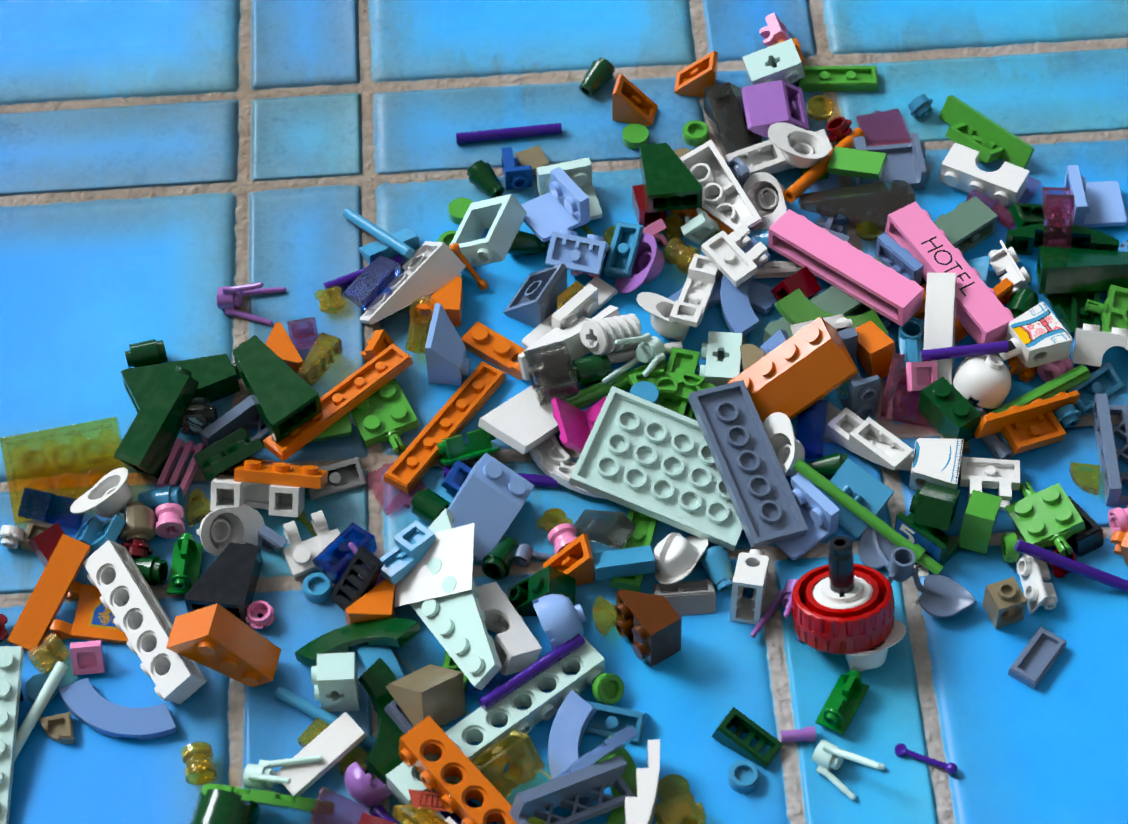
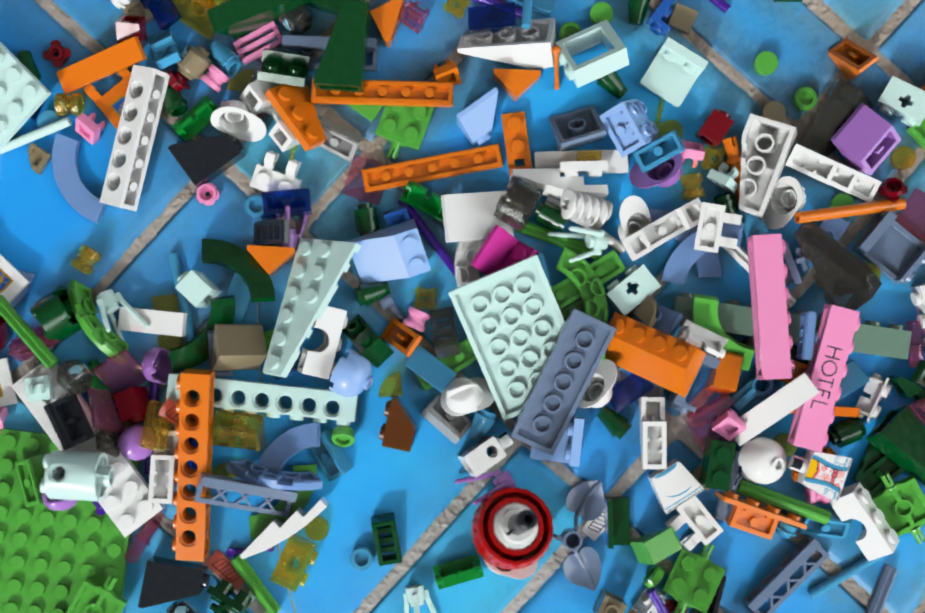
camera: 45 degrees right, 35 degrees up
(107, 495) = (188, 27): white piece -> none
(225, 645) = (154, 206): orange wedge -> none
(270, 539) = (256, 152): sand blue tile -> none
(321, 358) = (408, 45): clear yellow slope -> none
(410, 549) = (313, 245): dark azure slope -> none
(419, 325) = (484, 82): clear yellow piece -> none
(455, 551) = (334, 271): white sticker -> none
(531, 672) = (303, 391): dark purple bar -> none
(559, 209) = (648, 78): light blue bracket -> none
(631, 104) = (788, 39): orange slope -> none
(646, 391) = (555, 273): dark azure tile -> none
(667, 180) = (735, 129): dark green slope -> none
(739, 170) = (790, 163): sand blue tile -> none
(799, 146) = (846, 186): white piece -> none
(800, 280) = (729, 285): dark red brick -> none
(807, 734) = (420, 568): medium lavender piece -> none
(857, 163) = (867, 235): bright green tile -> none
(863, 489) = (603, 457): dark azure piece -> none
(867, 516) = (598, 524): bright green bar -> none
(935, 505) = (638, 515): dark green brick -> none
(965, 351) = (768, 441): dark purple bar -> none
(1085, 476) = (751, 574): clear yellow tile -> none

